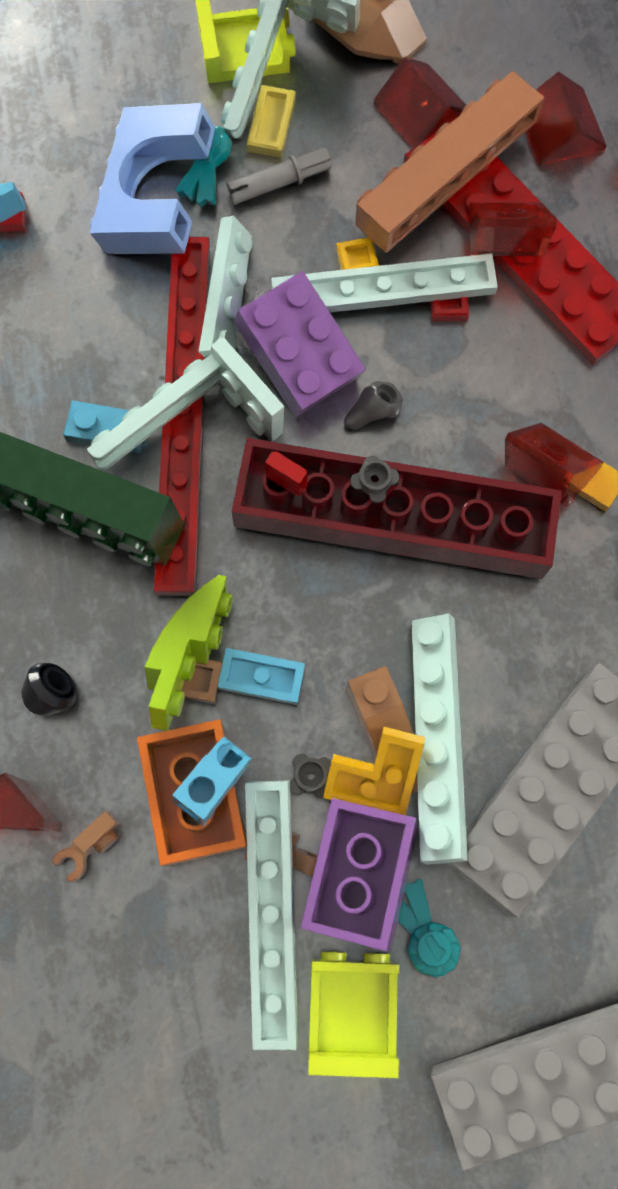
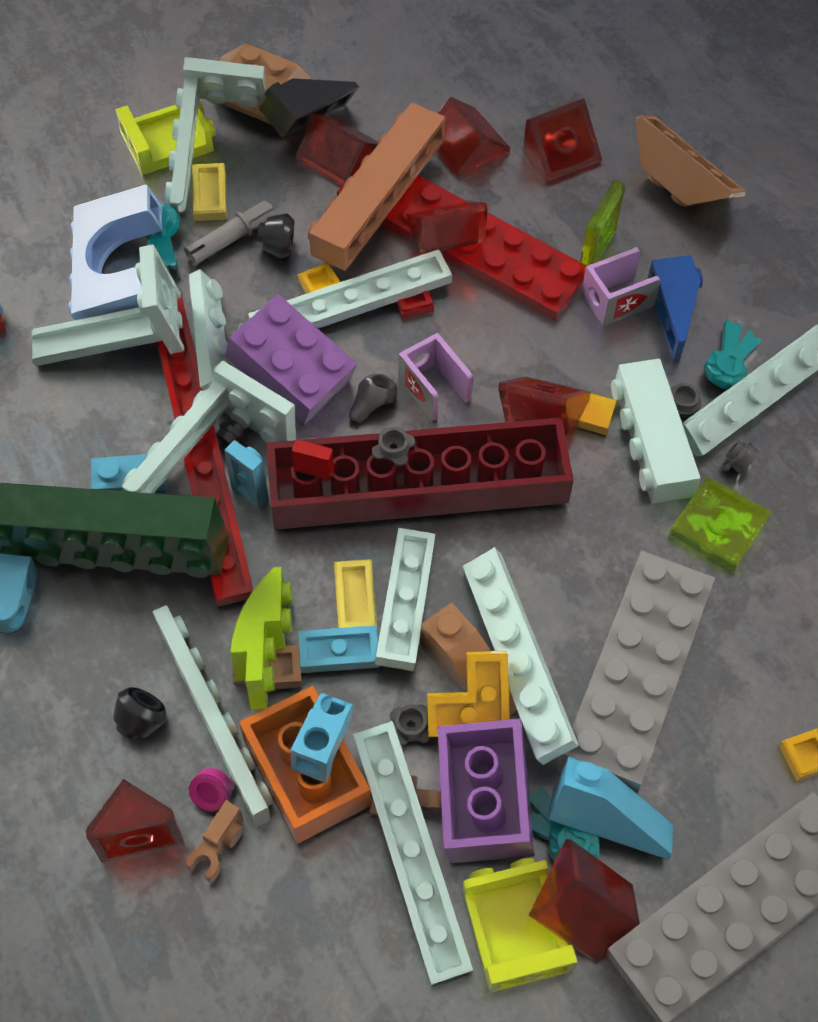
camera: 15 degrees left, 15 degrees down
(98, 788) = (210, 789): none -> dark pink tile
(122, 727) = (221, 727): none -> light aqua plate
(163, 263) = (151, 322): none -> light aqua bracket
(219, 412) = (233, 431): none -> black plate
(219, 462) = (247, 473): none -> medium azure plate
(294, 621) = (355, 593): none -> light yellow tile
(327, 192) = (277, 235): none -> black cone
(342, 643) = (405, 600): none -> light aqua plate
(386, 38) = (293, 103): none -> black slope
(428, 1016) = (585, 902): none -> clear red slope
(455, 374) = (445, 360): none -> lavender piece
(479, 928) = (606, 807): none -> medium azure slope

